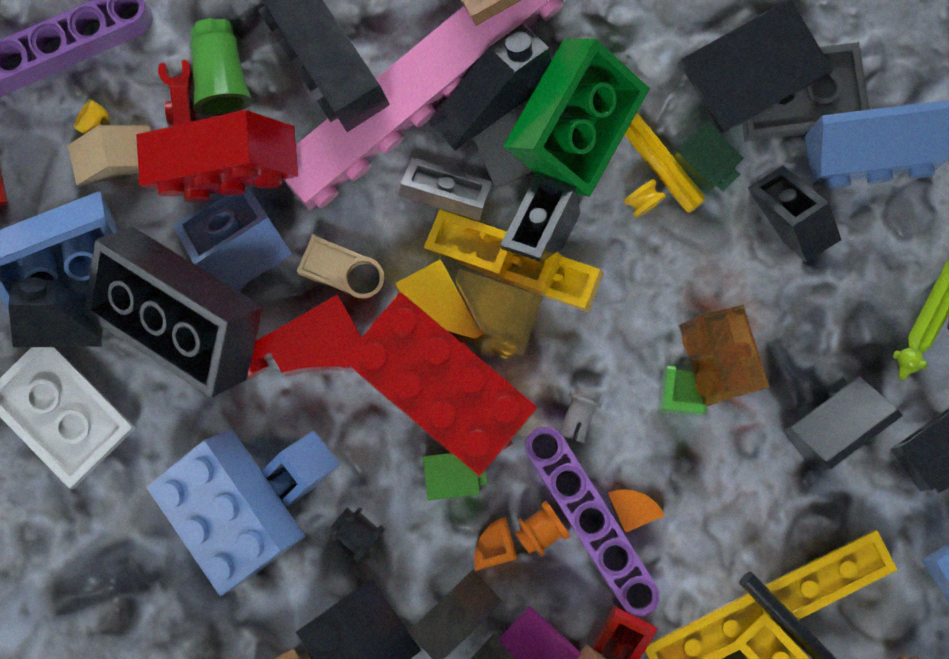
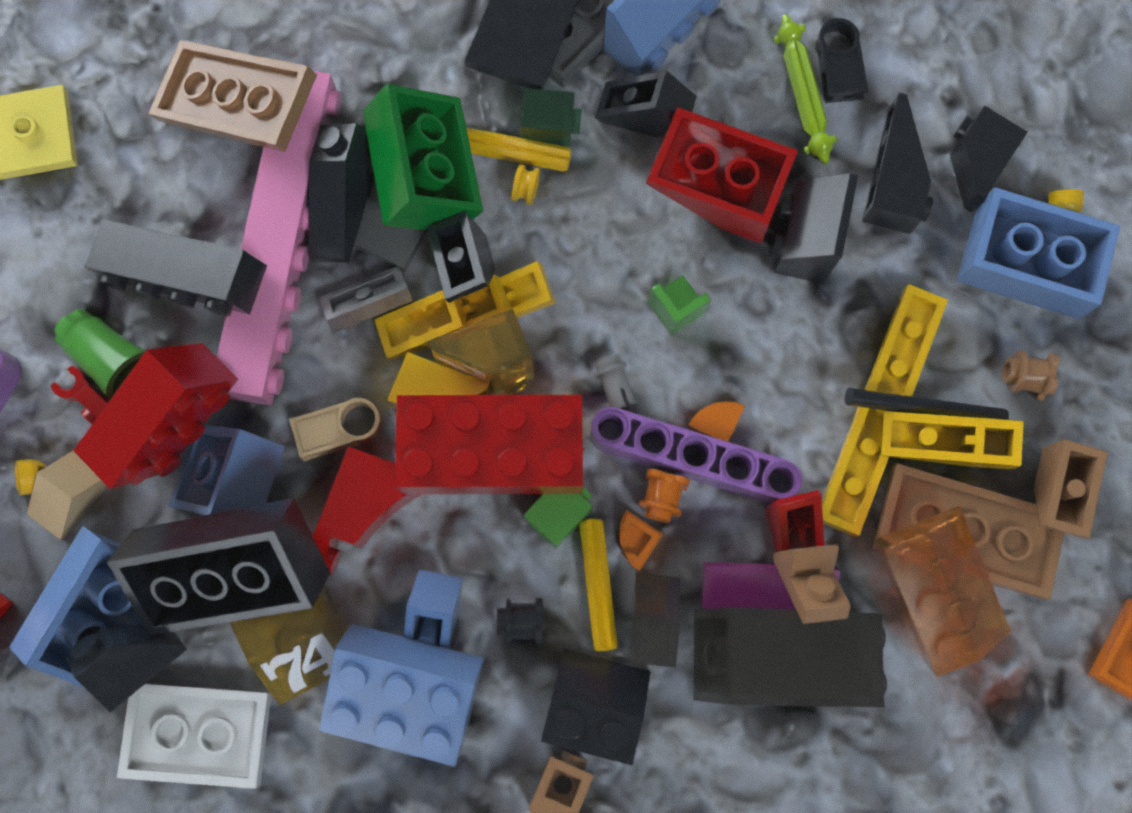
camera: 45 degrees left, 5 degrees down
(175, 413) = (292, 648): none -> clear yellow slope
(436, 554) = (598, 585): none -> yellow axle
(723, 355) = (685, 248): clear orange brick -> none
(804, 319) = (722, 173): none -> red slope

